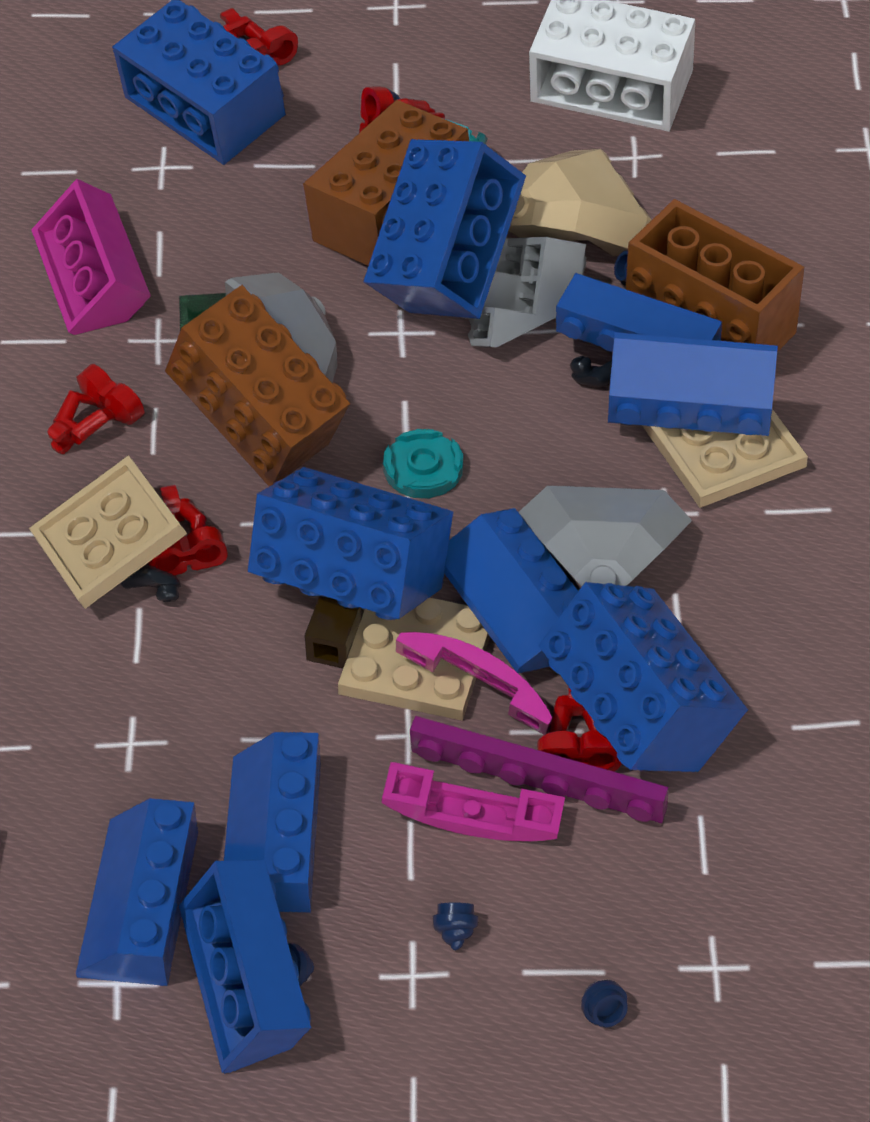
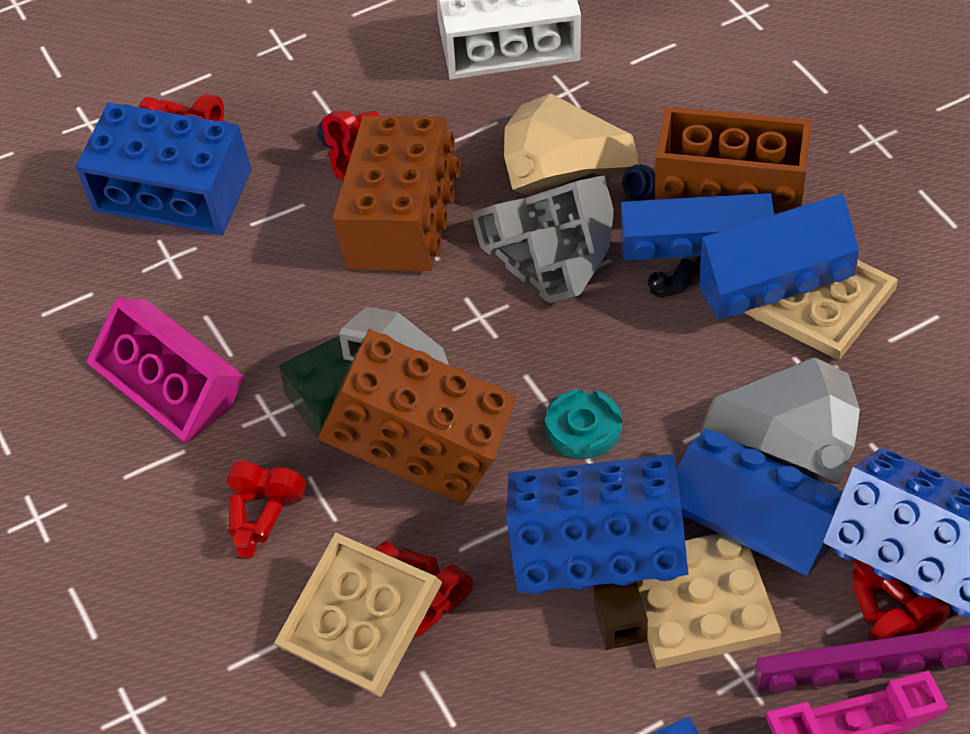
camera: 25 degrees left, 0 degrees up
(166, 583) = (436, 636): black arm -> none
(430, 648) = (833, 598): dark pink slope -> none
(445, 228) = (485, 208): blue brick -> none

